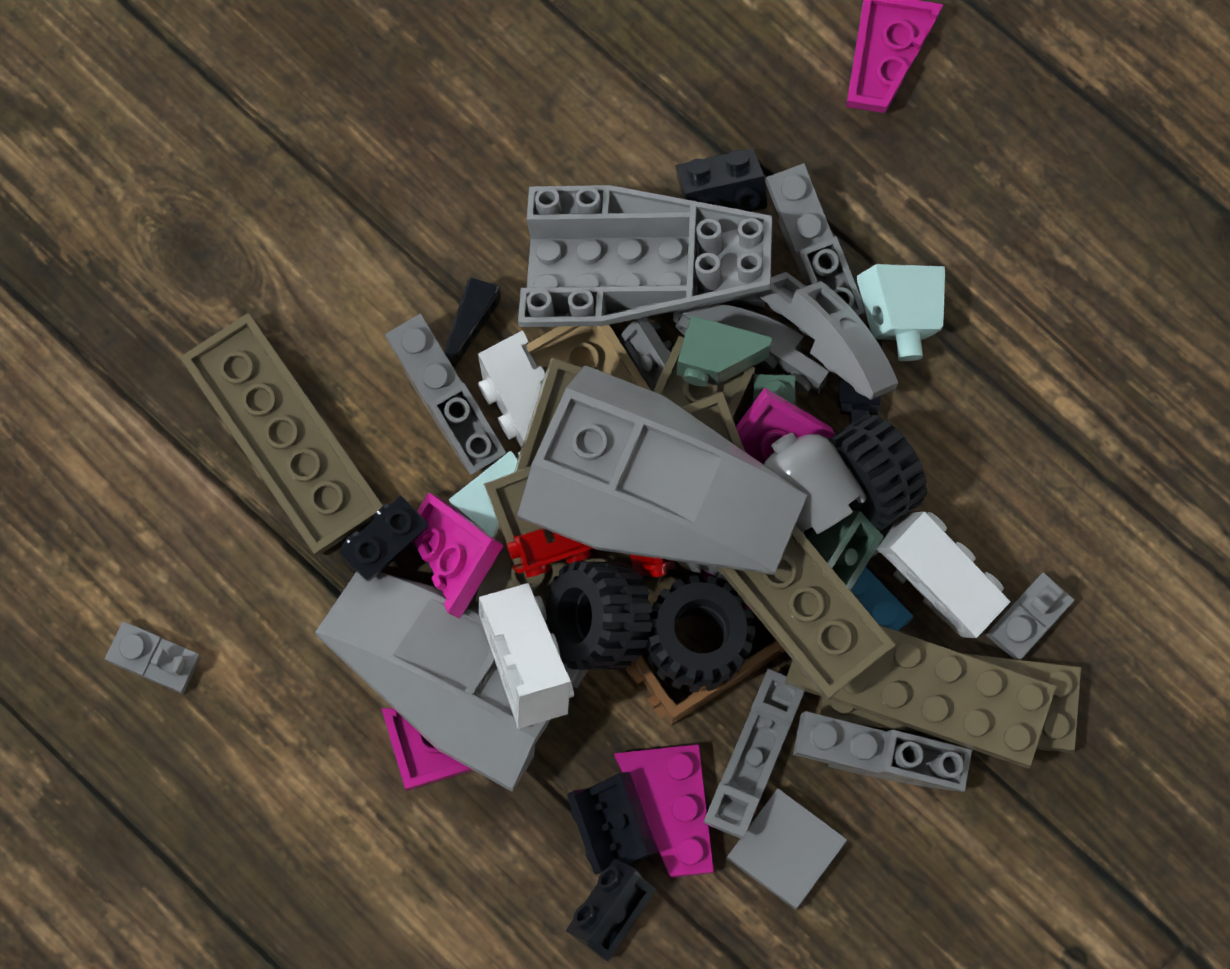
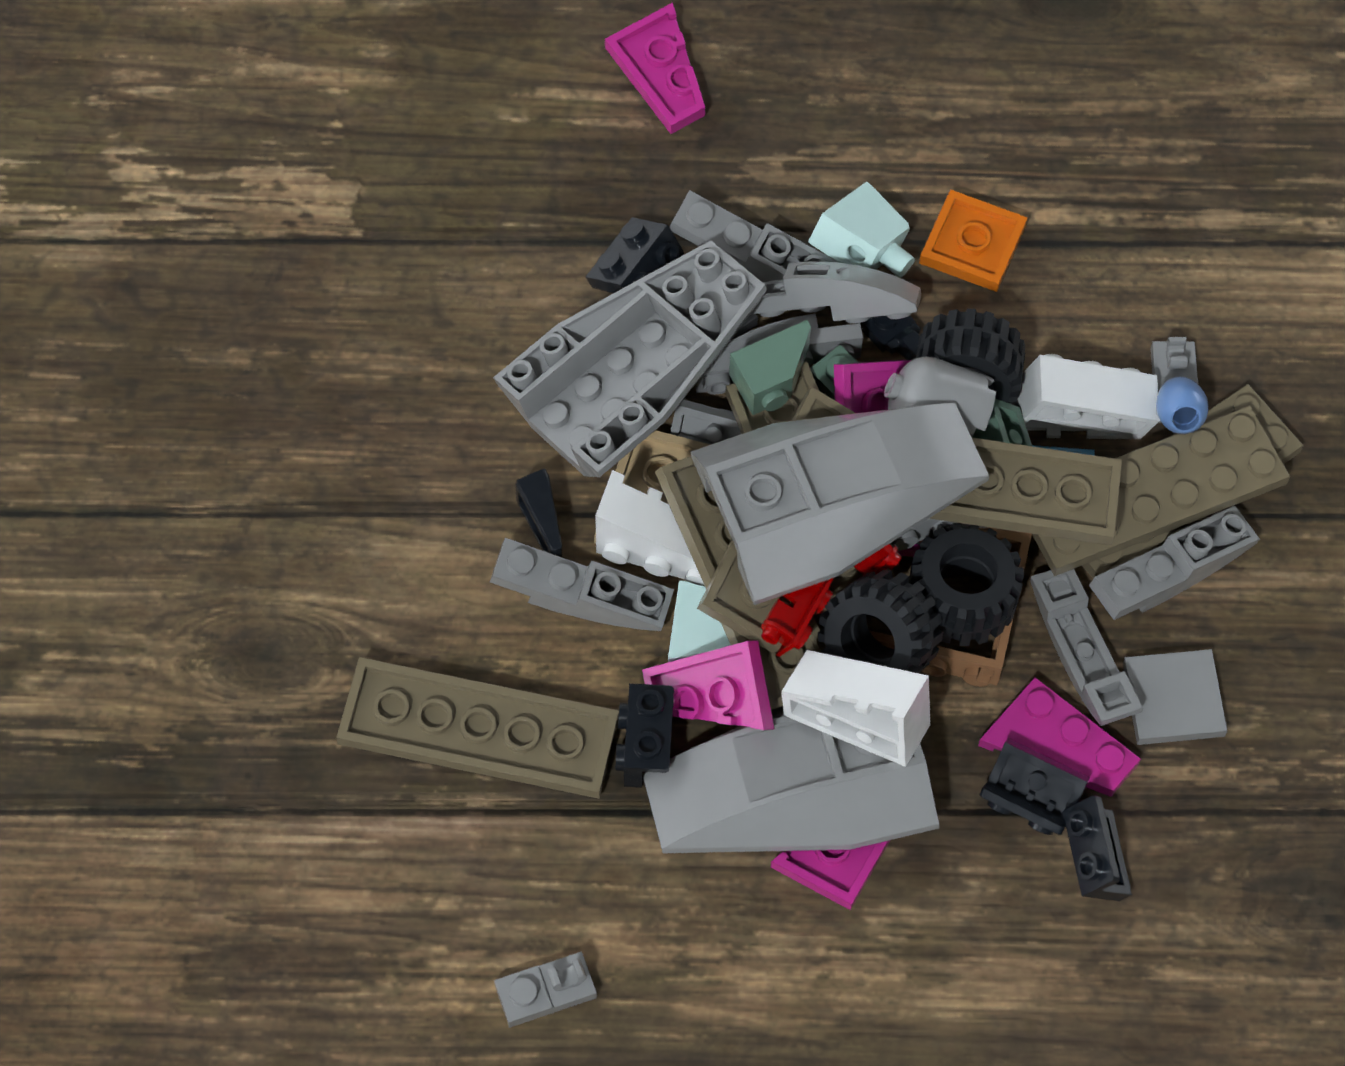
camera: 45 degrees left, 10 degrees down
(986, 379) = (973, 240): none -> orange plate
(1000, 641) = (1181, 405): none -> medium blue animal

